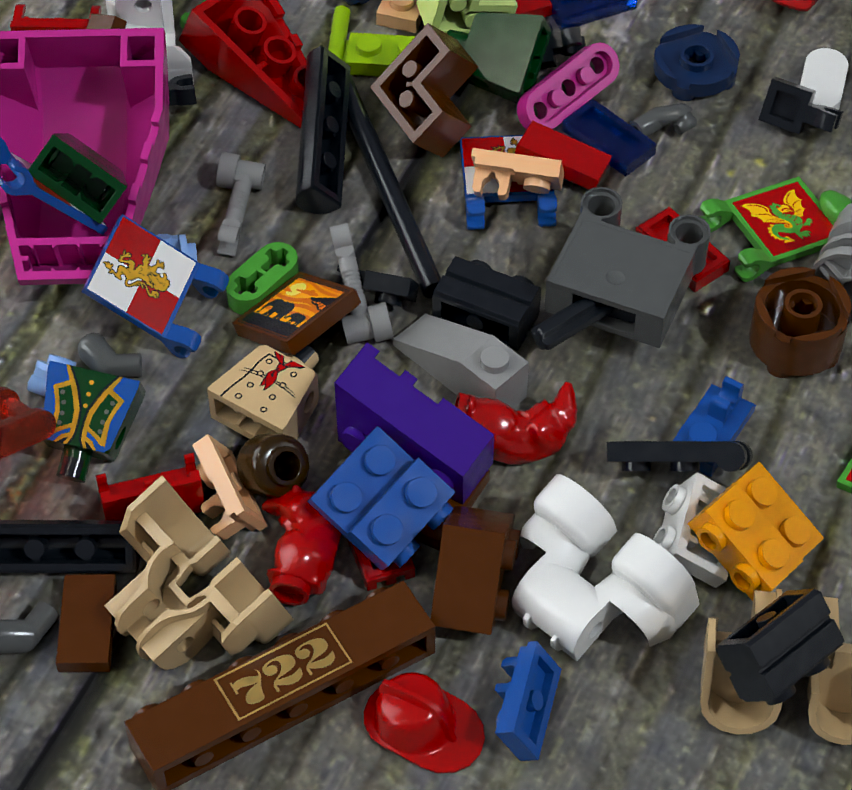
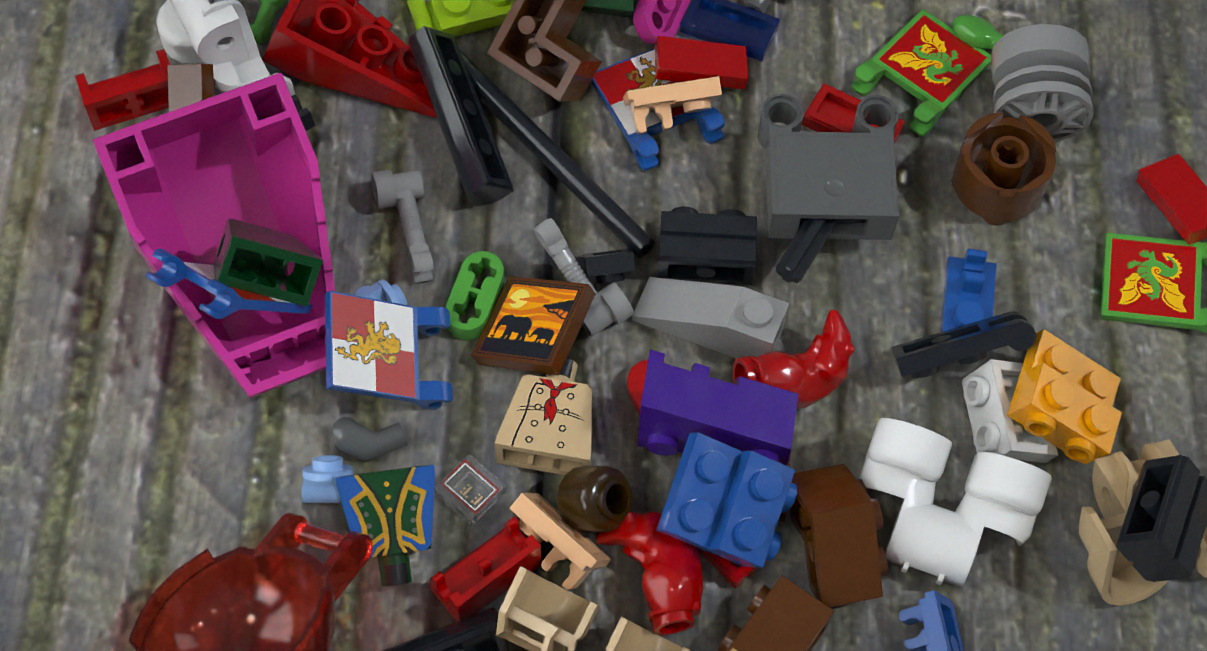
camera: 25 degrees left, 10 degrees up
(173, 427) = (470, 490): none -> clear tile

